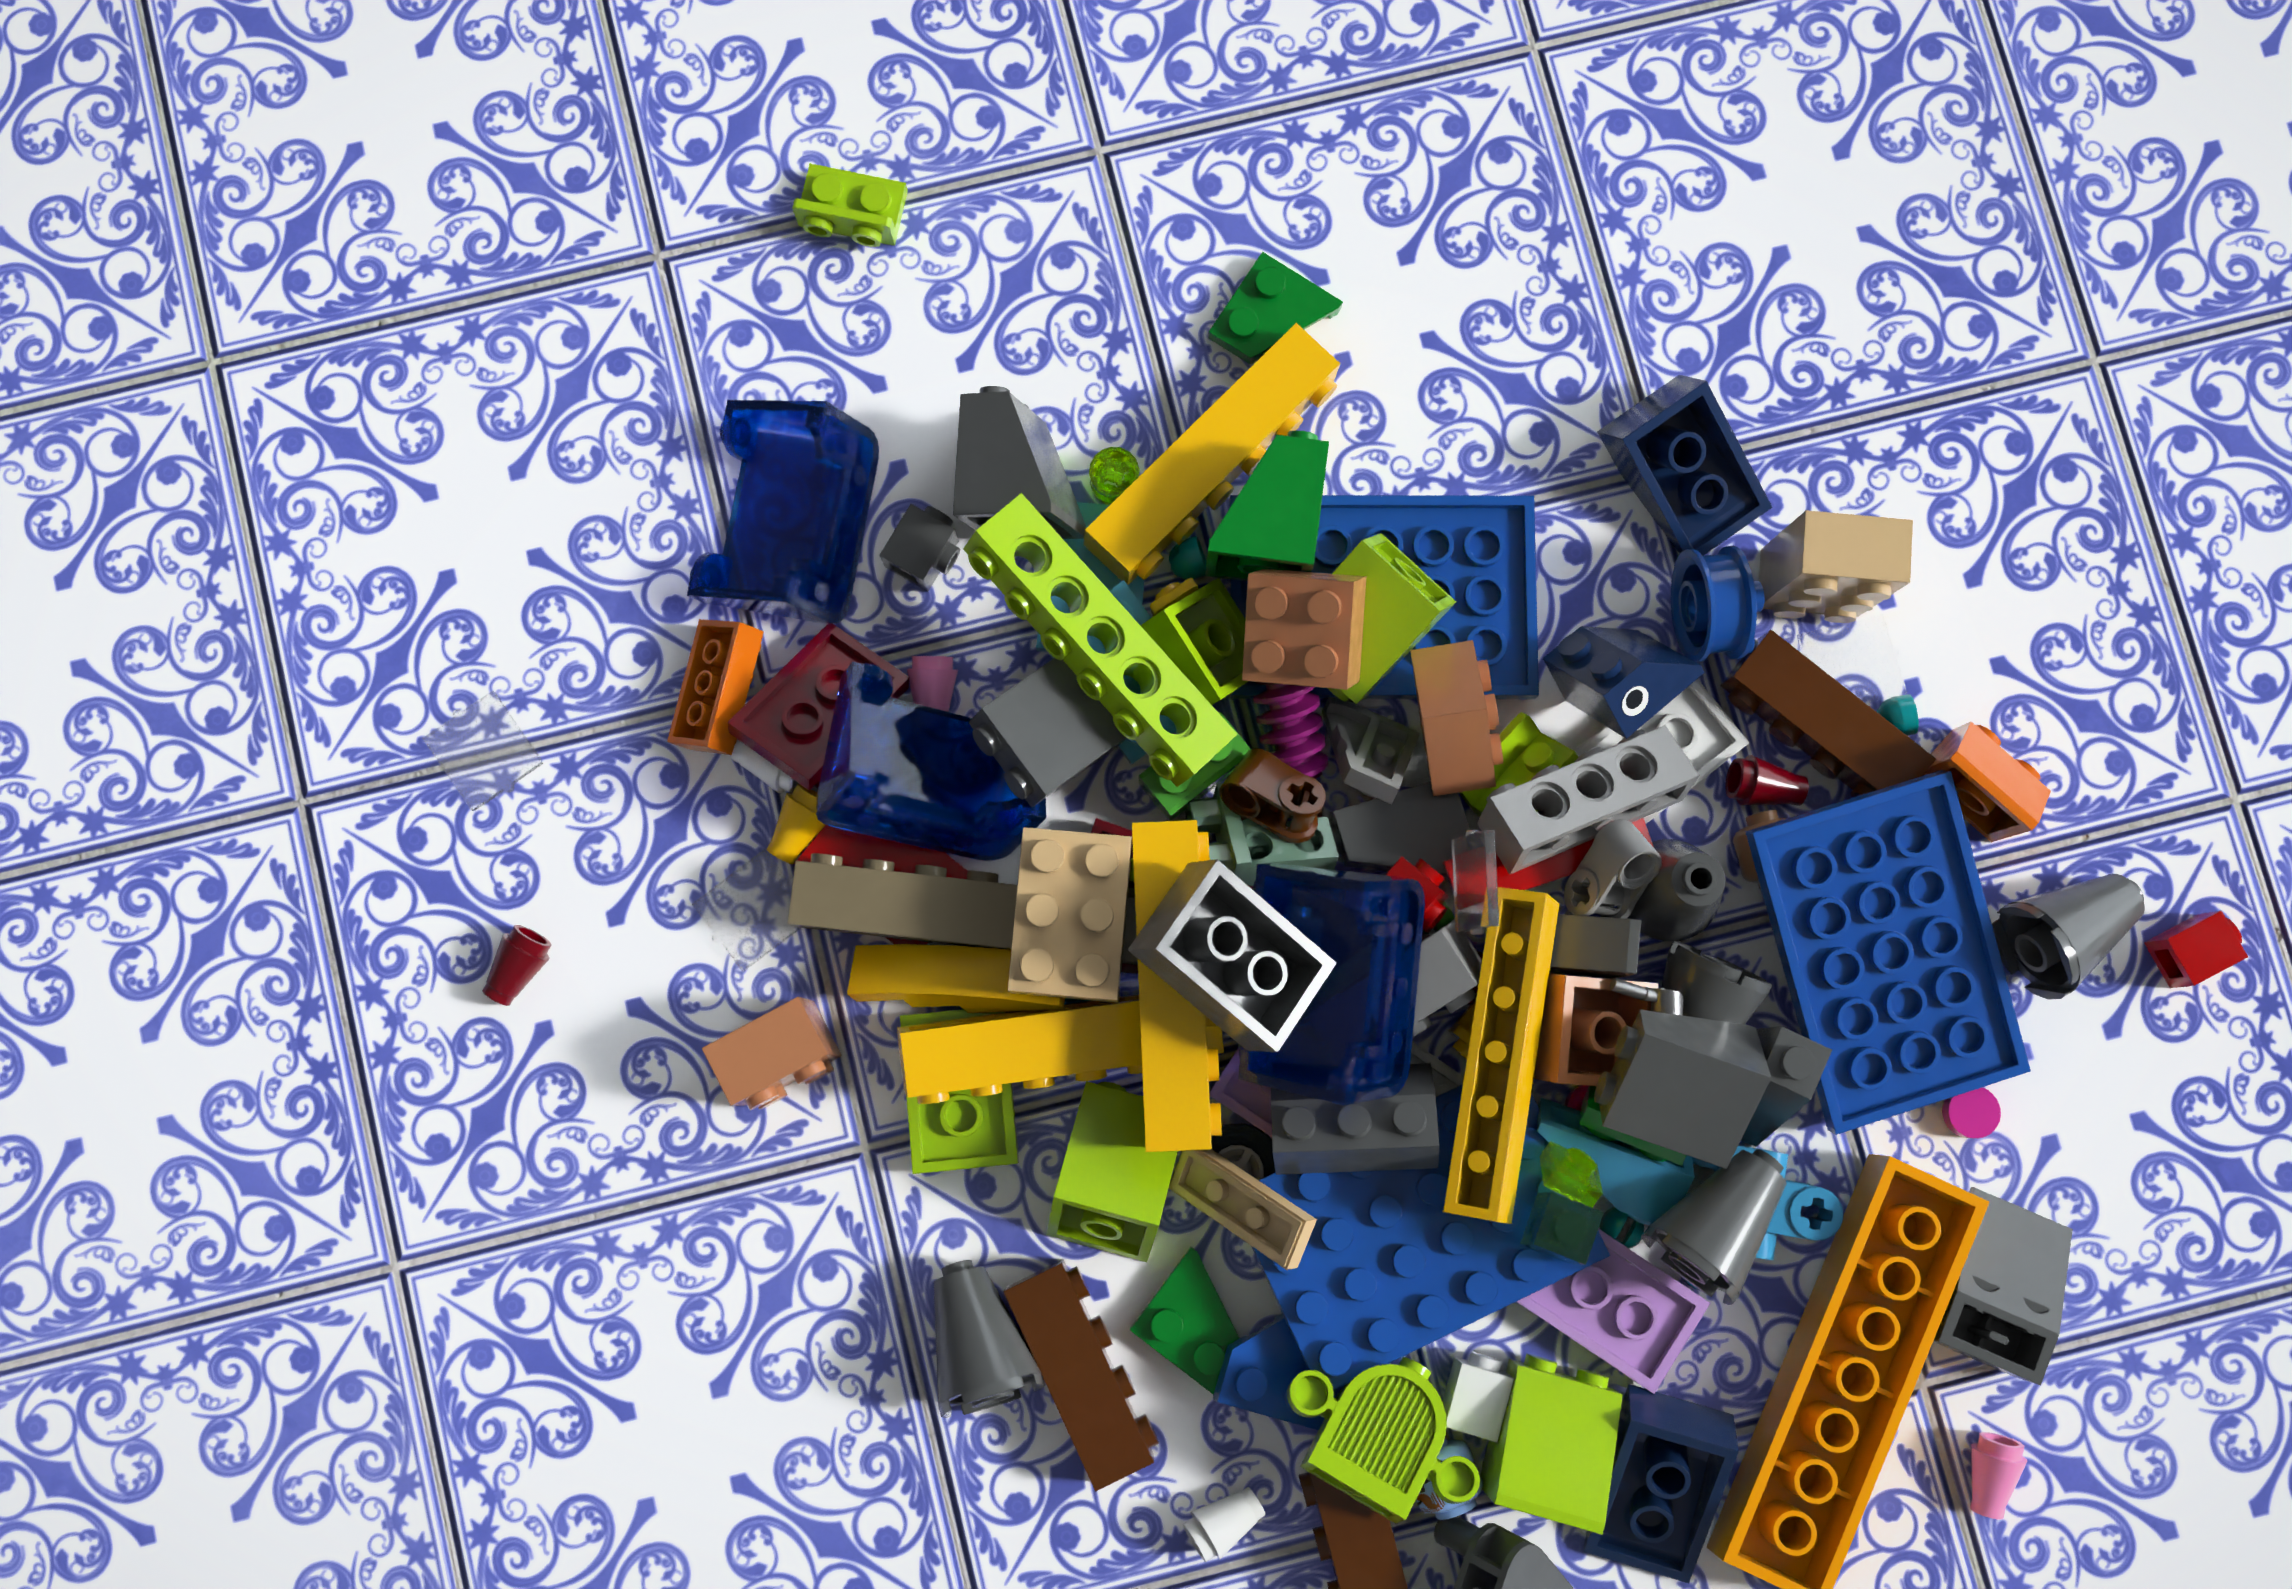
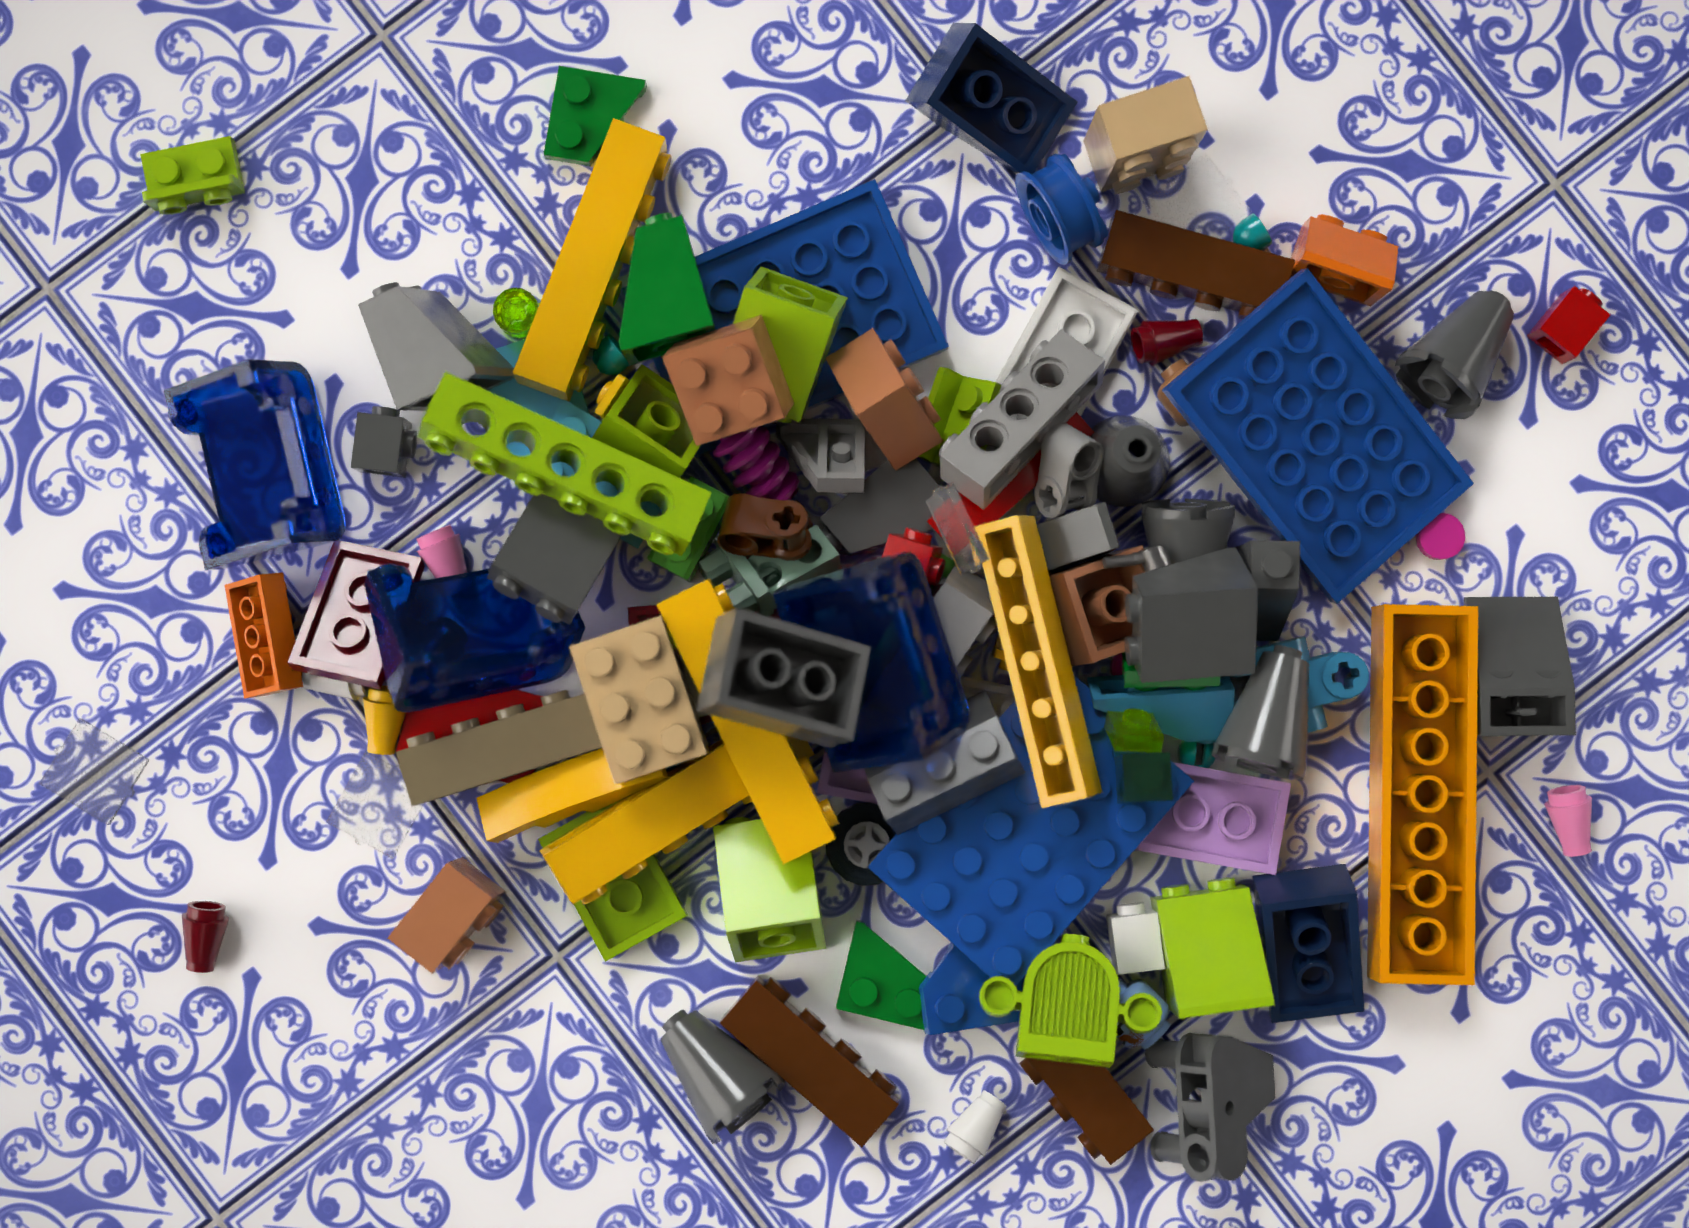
camera: 25 degrees left, 5 degrees up
(1243, 1205) = (881, 871): tan tile -> none
(1619, 675) = (1007, 301): dark blue slope -> none

